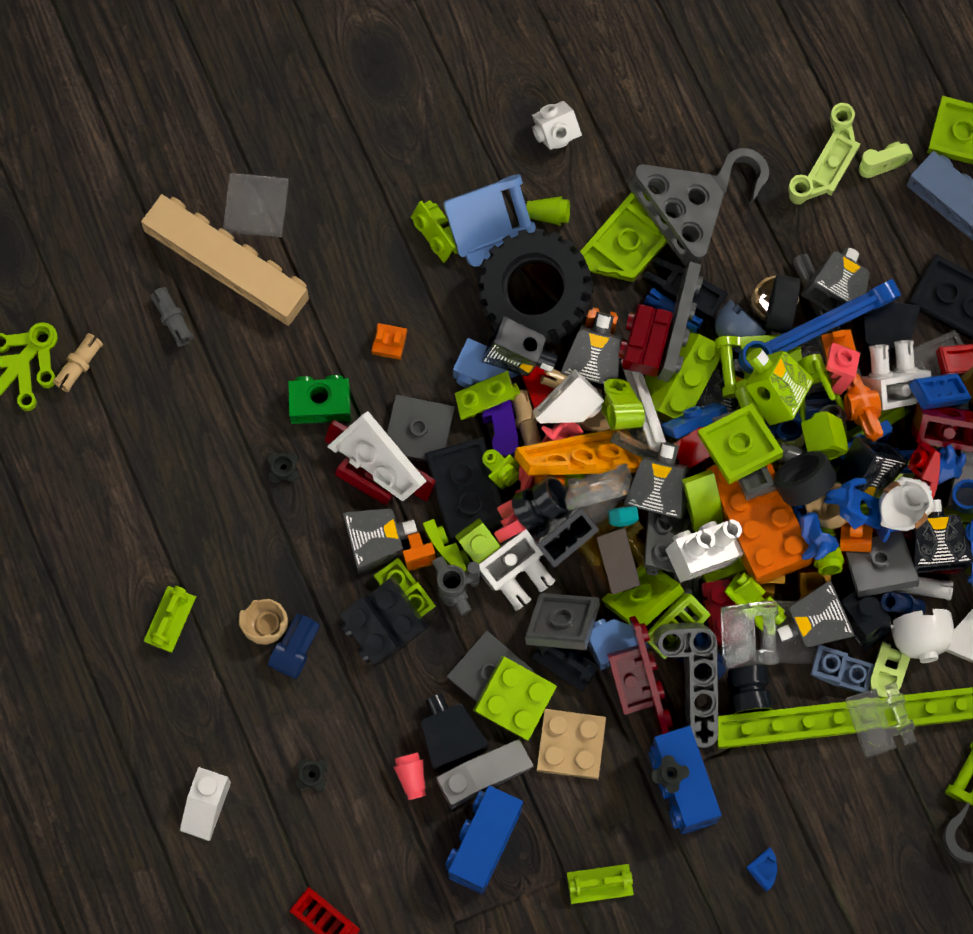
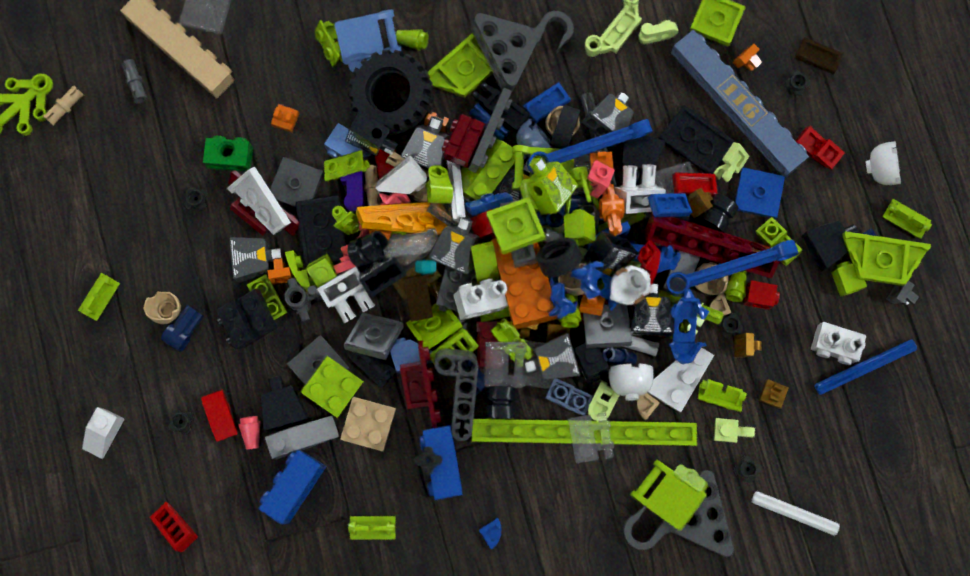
camera: 10 degrees right, 5 degrees up
(364, 759) = (219, 415): none -> red slope
(748, 274) = (544, 103): none -> blue plate
(948, 668) = (646, 405): none -> tan tile

